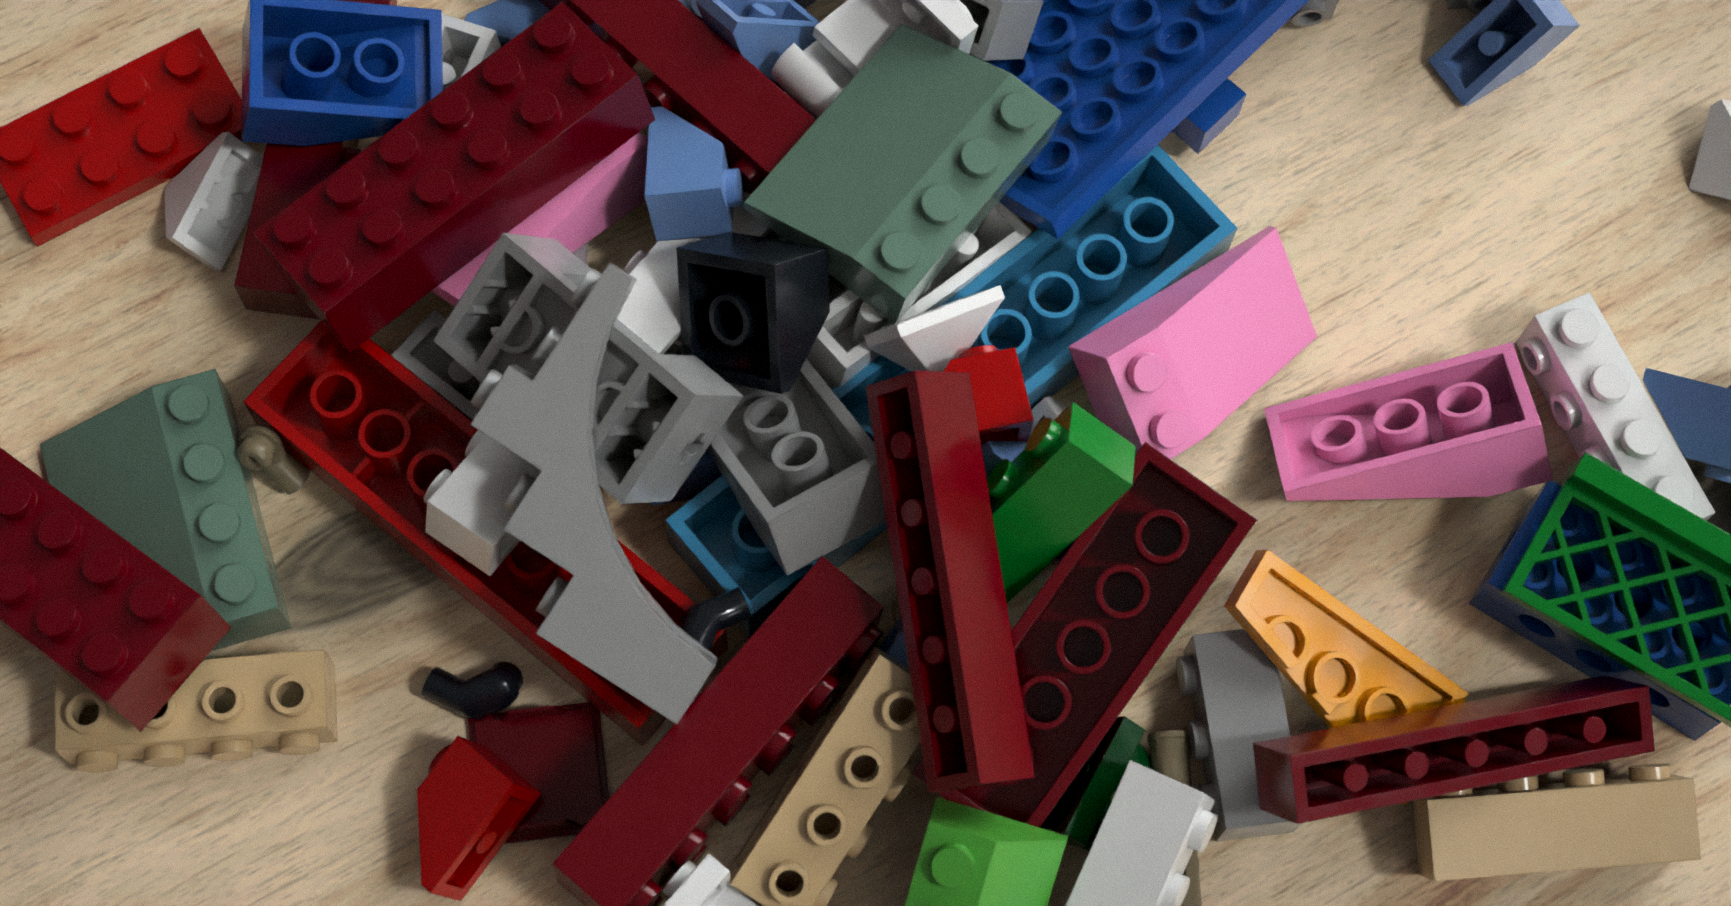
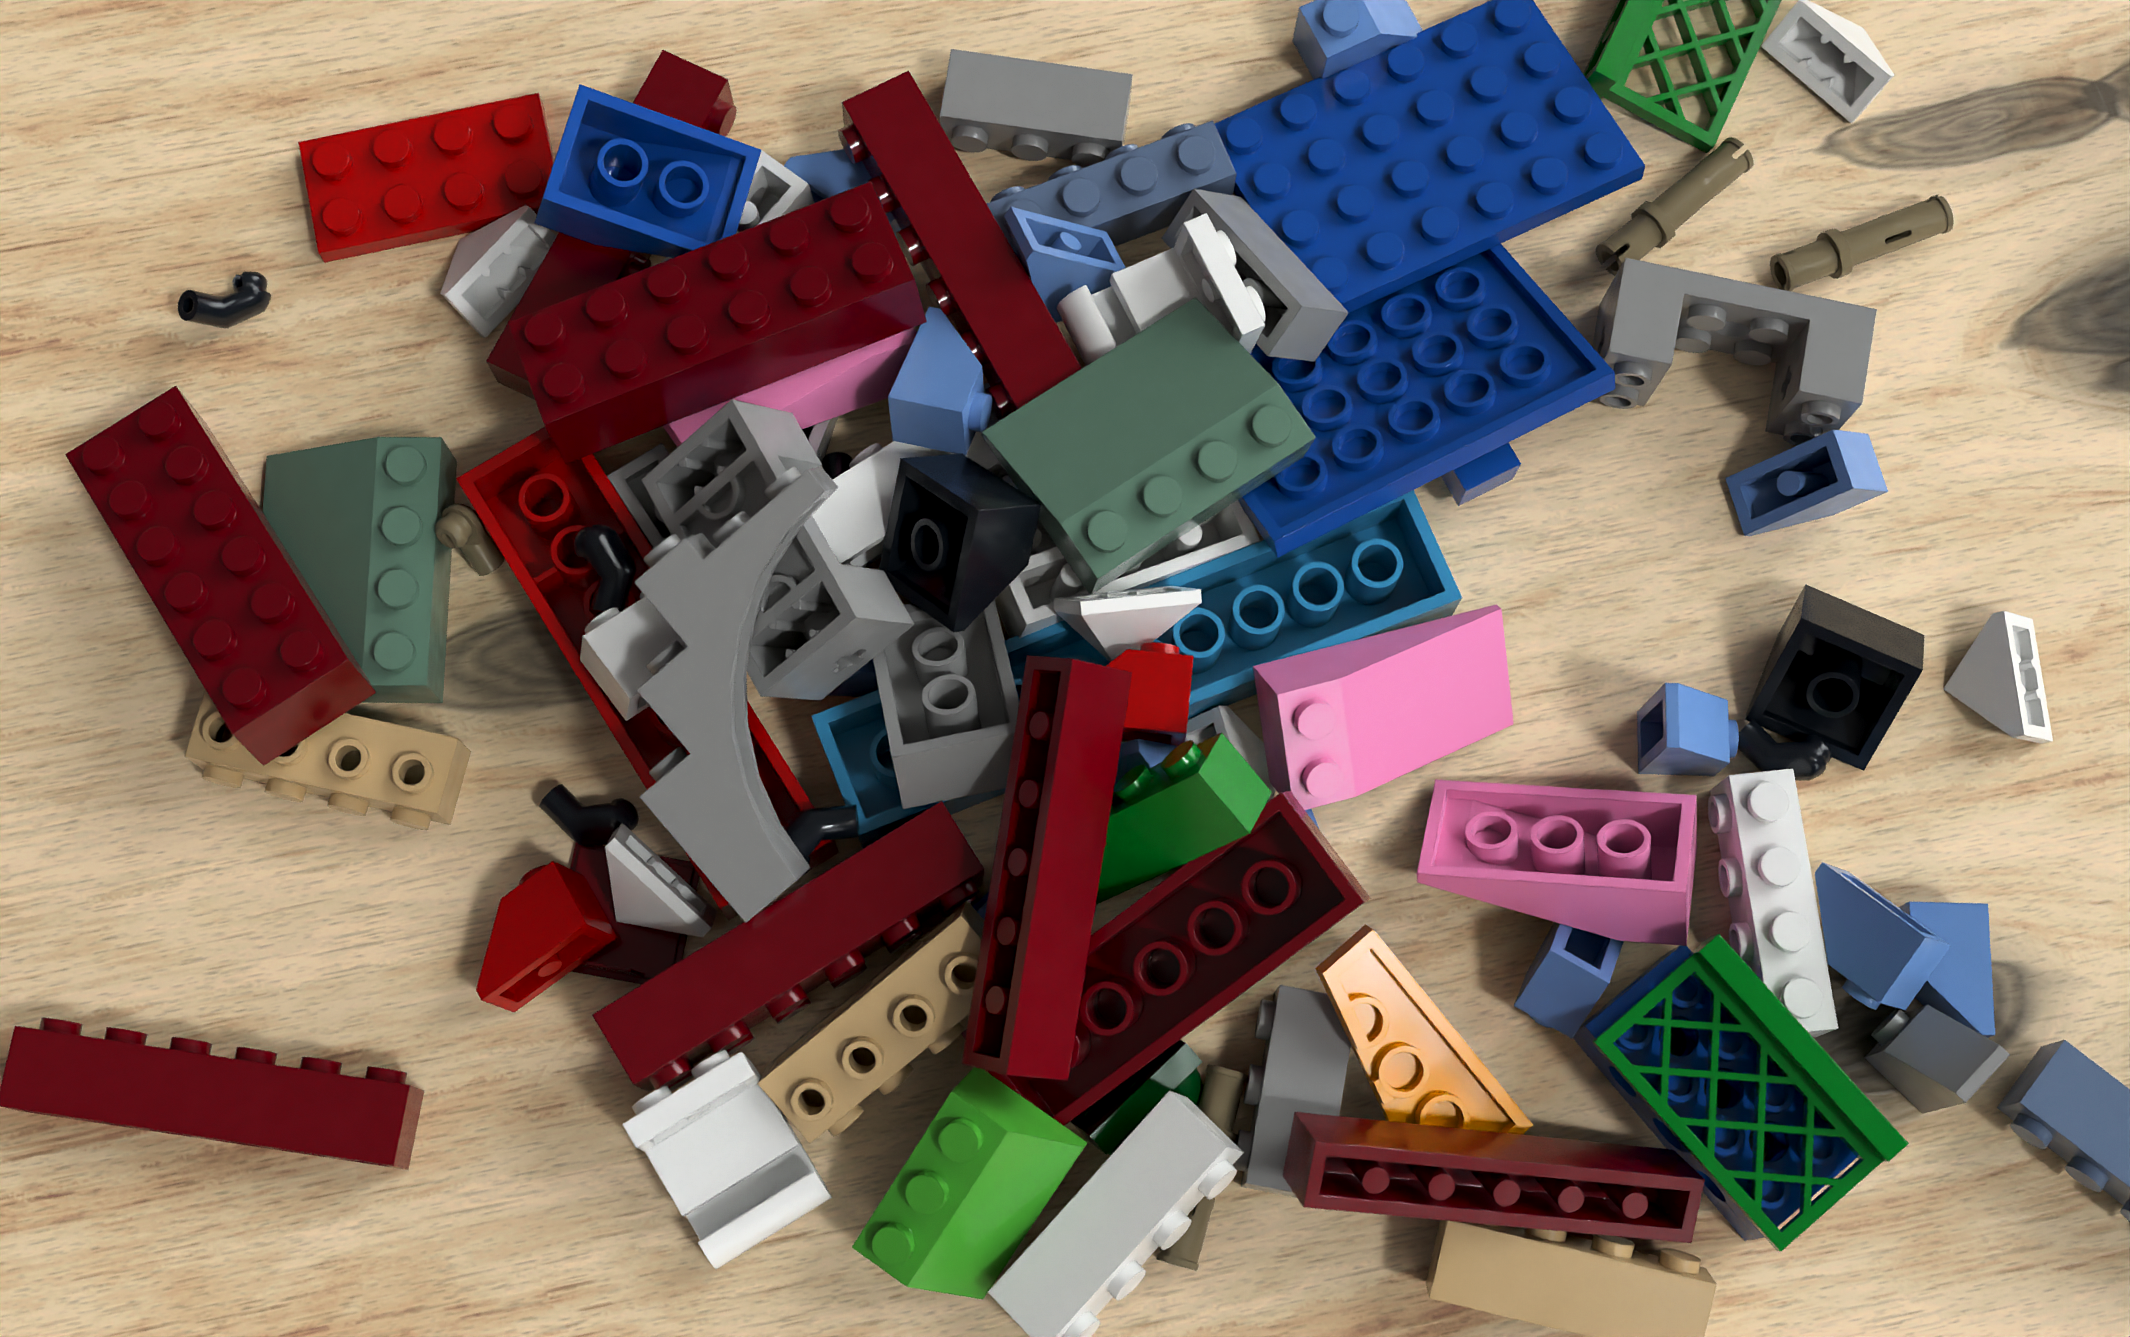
camera: 20 degrees right, 5 degrees up
(425, 431) = (611, 562): none -> black arm
(561, 740) = (650, 891): none -> white slope
(1452, 546) = (1567, 977): none -> medium blue slope
(1476, 293) = (1685, 733): none -> medium blue slope
(1553, 291) = (1805, 757): none -> black arm
(1593, 204) = (1837, 676): none -> black slope

